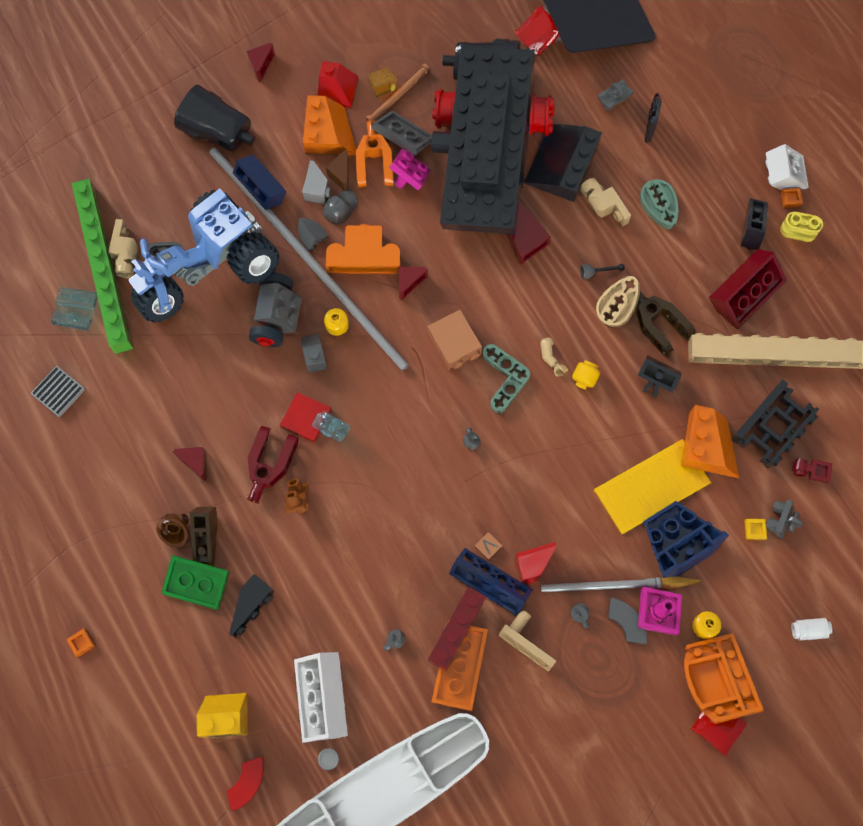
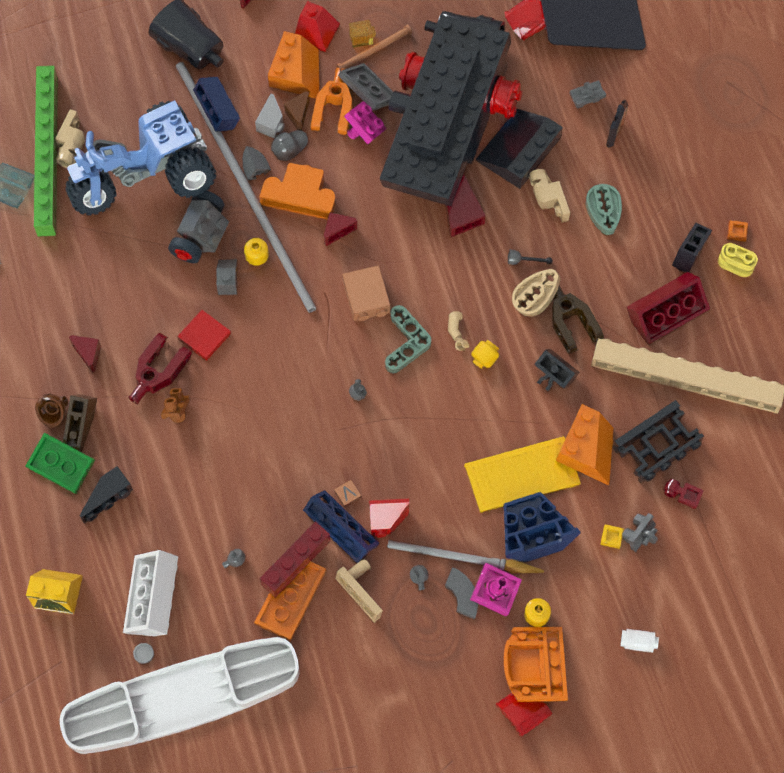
camera: 10 degrees right, 5 degrees down
(247, 785) = (61, 658): red tile -> none
(331, 426) = (225, 347): clear light blue piece -> none
(786, 168) = (739, 201): white slope -> none

